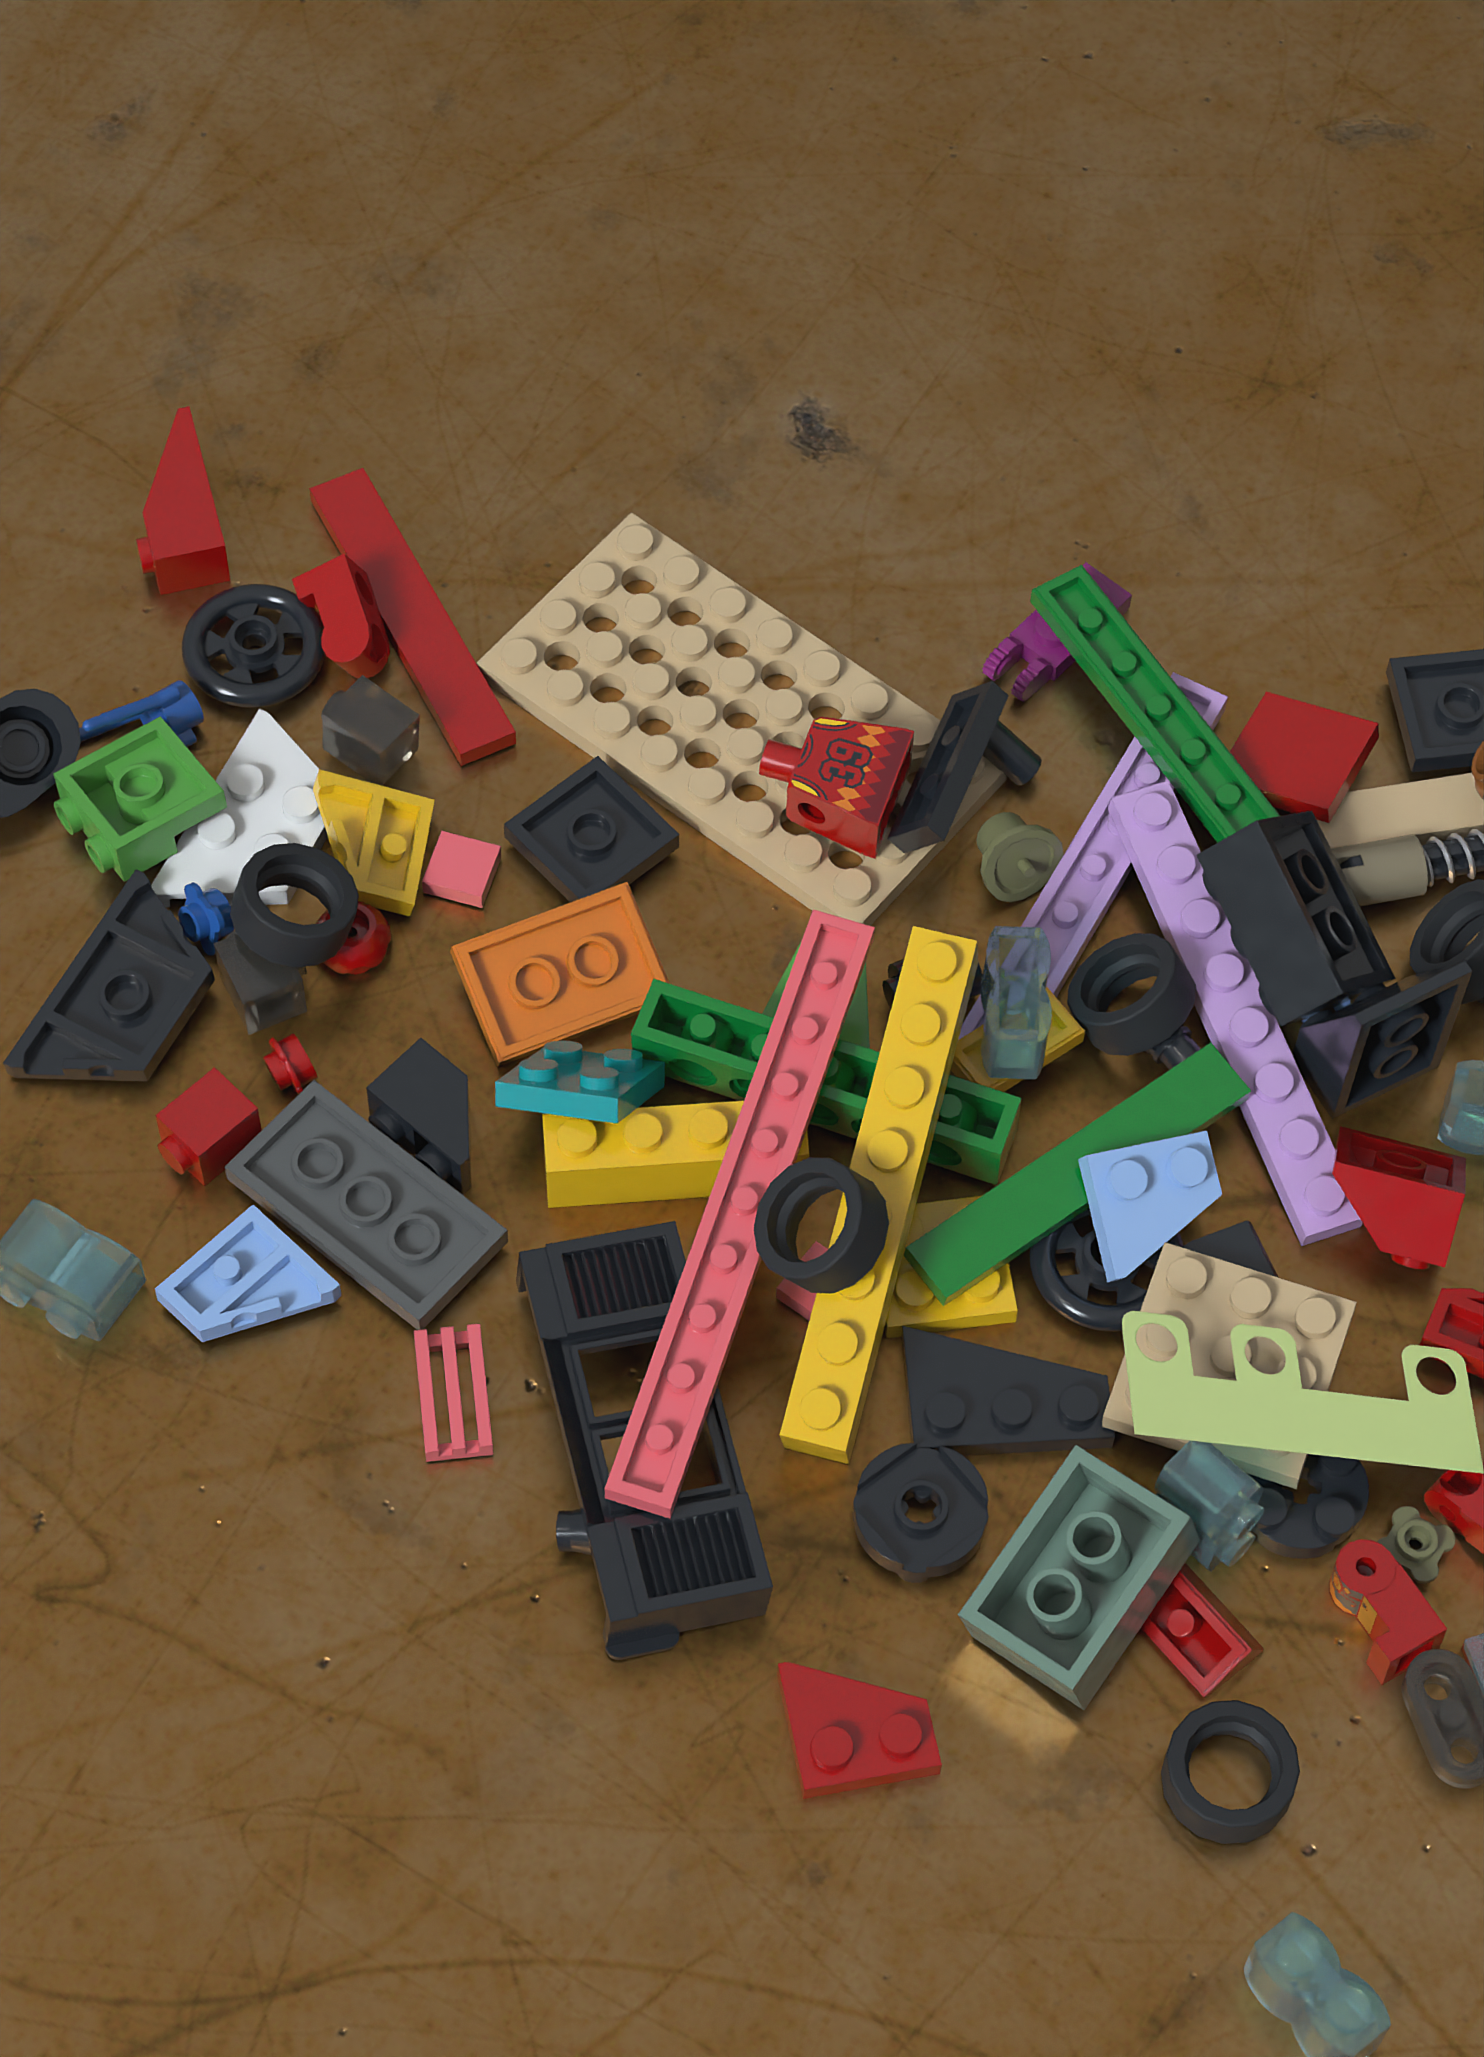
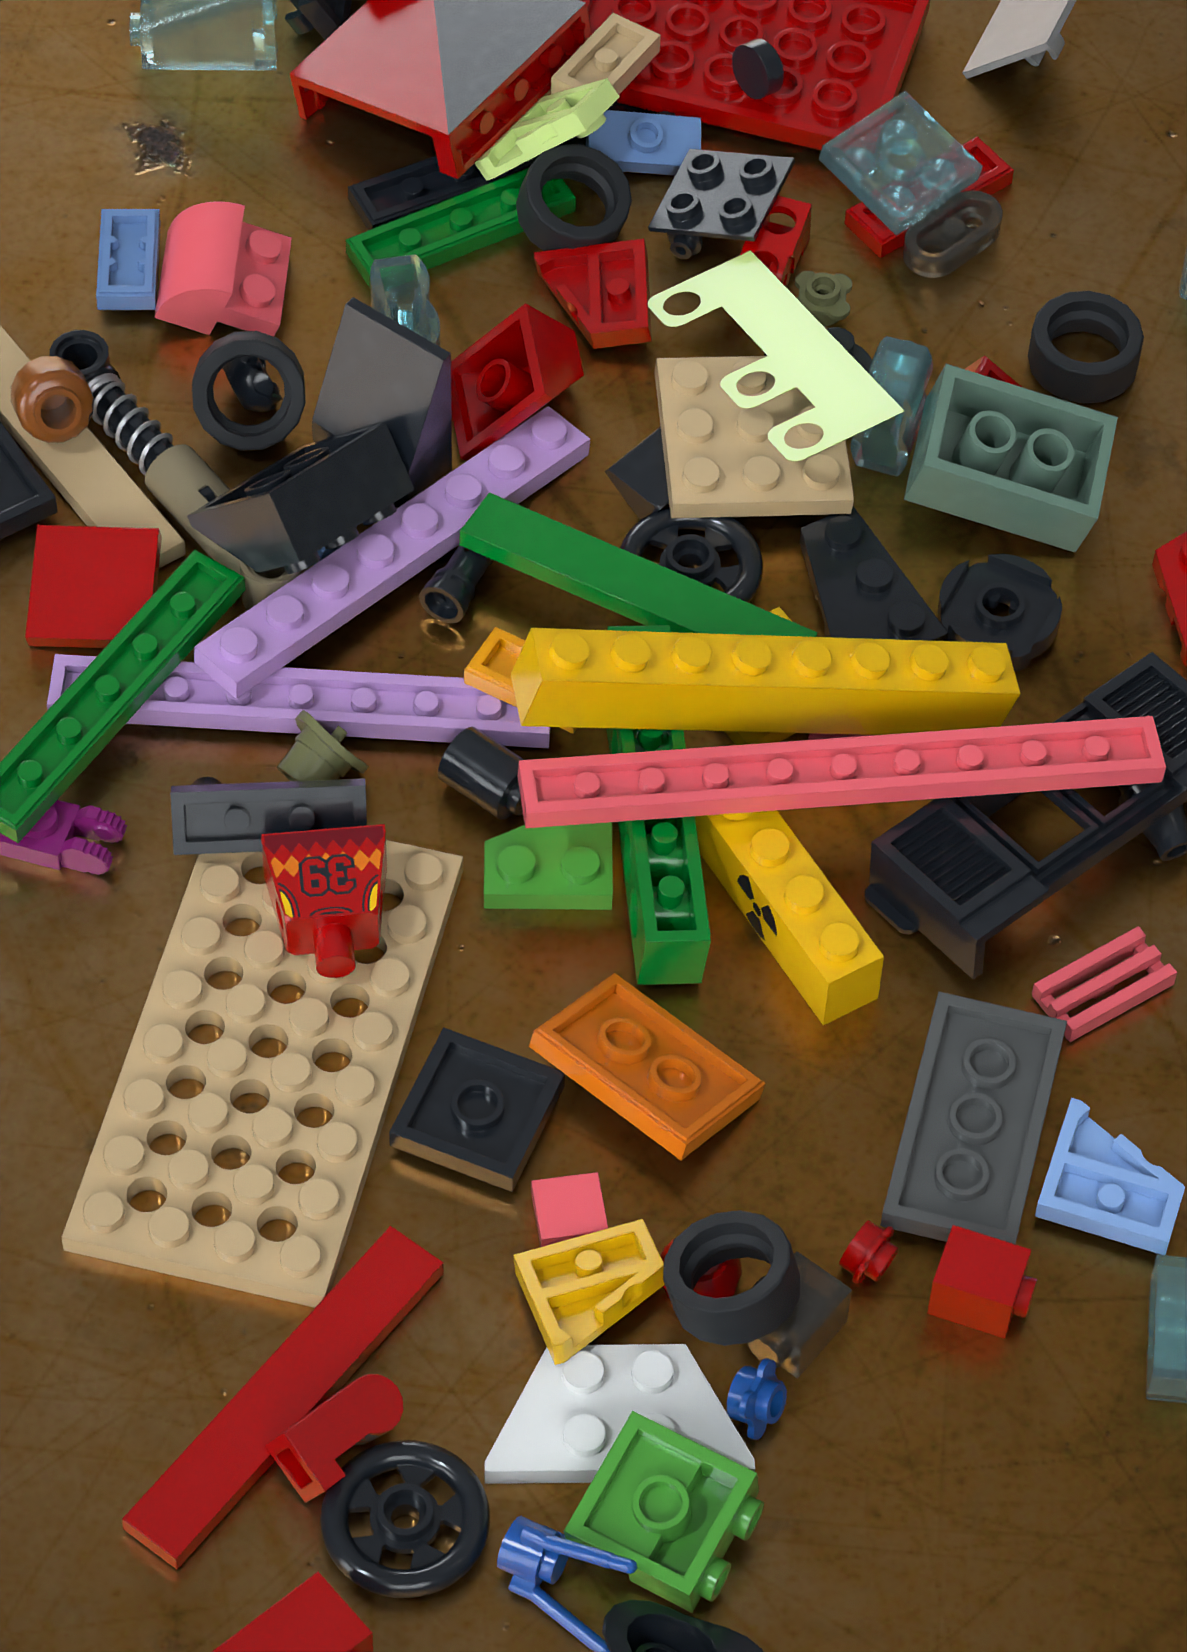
camera: 115 degrees left, 5 degrees down
(118, 997) = (886, 1431): black wing -> none
(369, 730) = (470, 1339): clear smoke brick -> none
(427, 1110) = (853, 1107): black slope -> none
(581, 1083) = (774, 975): teal plate -> none
(785, 1206) = (898, 667): black tyre -> none
(1015, 1002) = (495, 637): clear light blue brick -> none
(1146, 1020) = (433, 564): black tyre -> none
(1147, 1196) = (636, 529): light blue wing -> none
(1387, 1605) = (891, 290): red leg -> none

